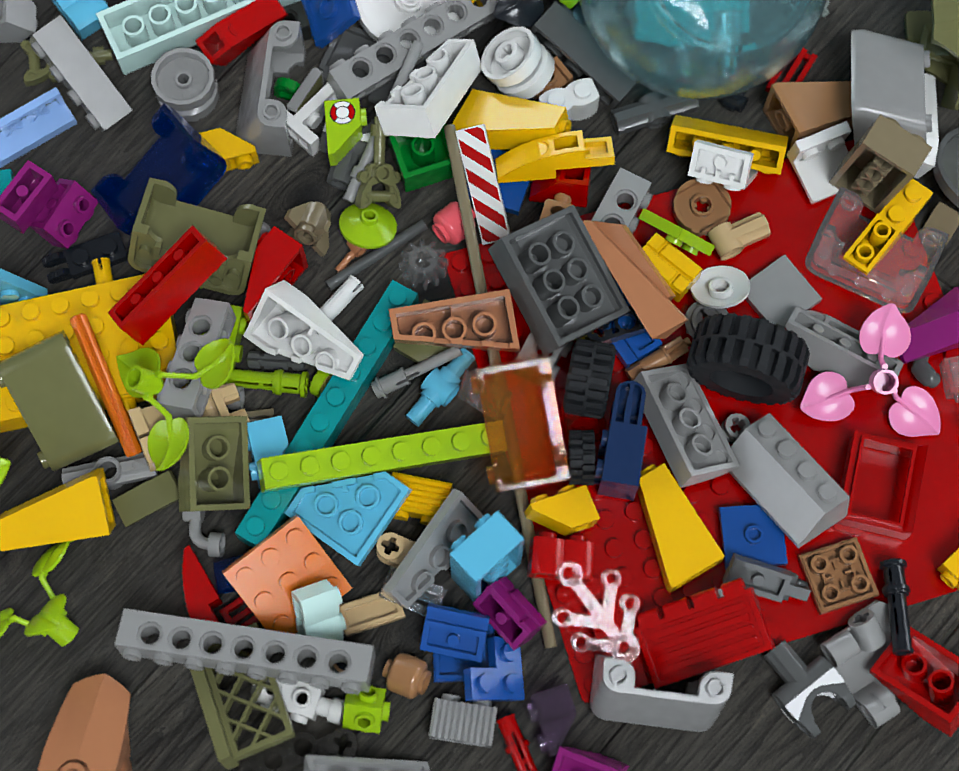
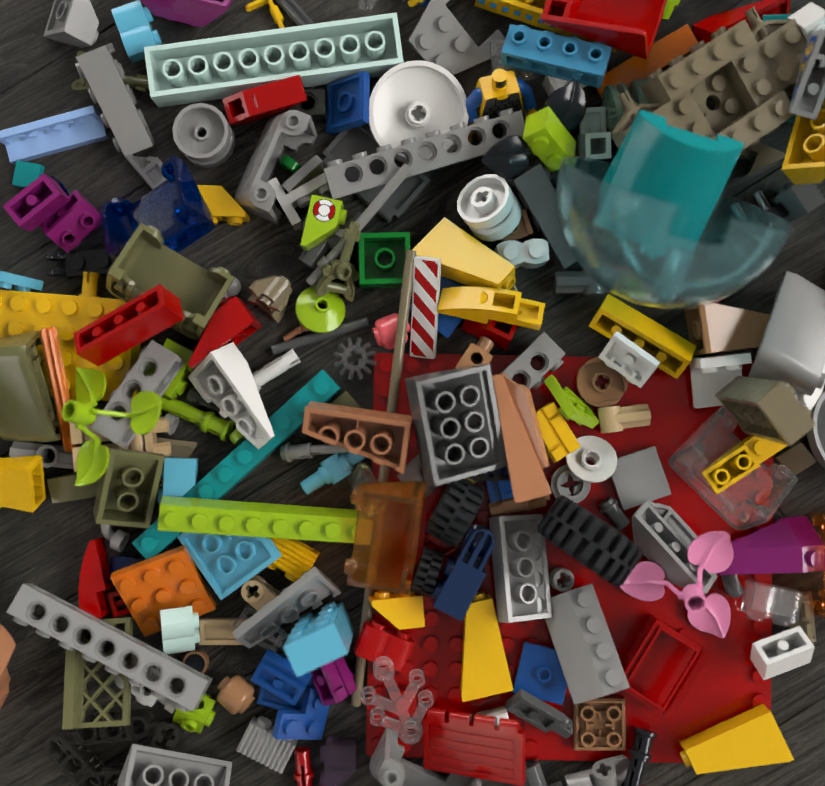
camera: 20 degrees right, 15 degrees up
(134, 140) = (148, 168): none -> light grey tile
(432, 92) = (404, 218): white wedge -> none

